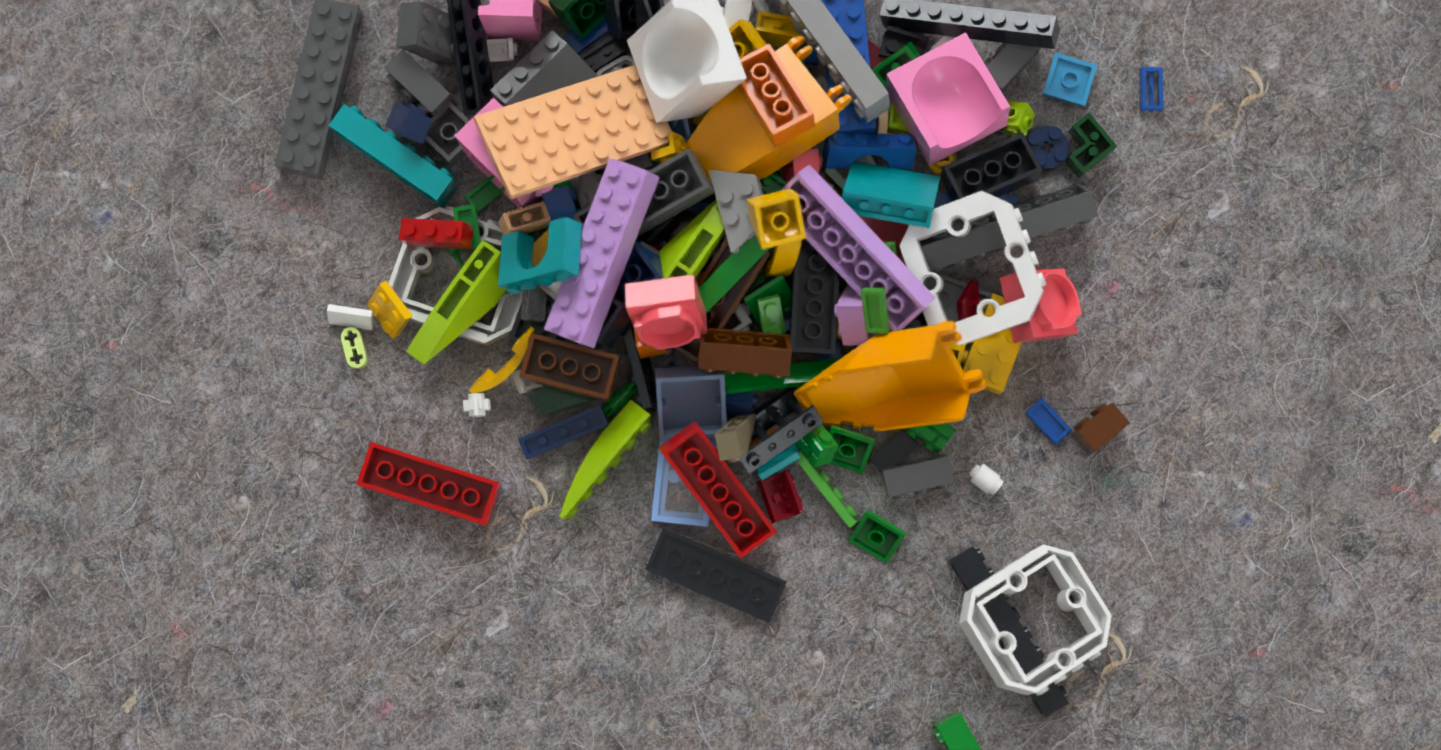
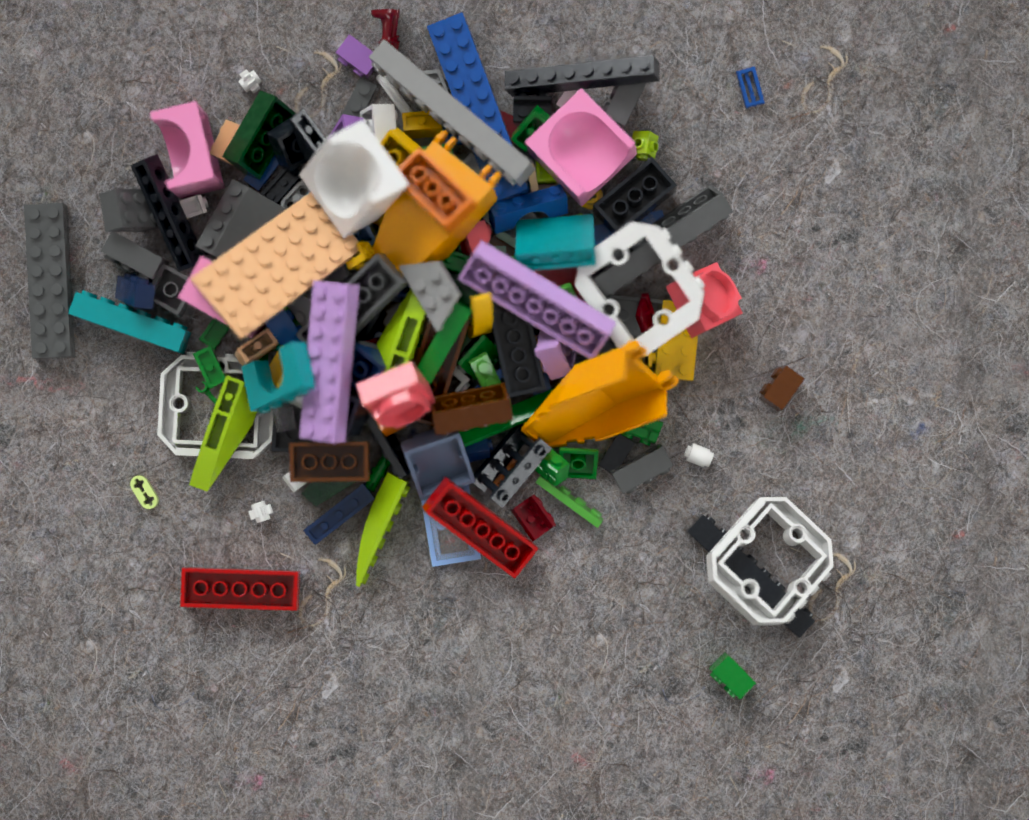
camera: 20 degrees left, 5 degrees up
(350, 317) = (133, 467): white tile -> none
(389, 310) = (164, 453): yellow plate -> none
(436, 233) = (185, 380): red brick -> none
(490, 379) = (264, 487): yellow slope -> none
(716, 575) = (498, 596): black plate -> none
(735, 437) = (482, 481): dark tan slope -> none
(776, 218) = (466, 294): yellow slope -> none
(779, 461) = (526, 488): teal tile -> none
(875, 310) = (569, 346): bright green tile -> none
(876, 536) = (621, 528): green slope -> none
(1048, 421) = (737, 392): blue tile -> none
(1054, 137) = (686, 162): dark blue plate -> none
(1069, 80) = (679, 99): dark azure plate -> none
(1093, 144) = (715, 151): dark green brick -> none

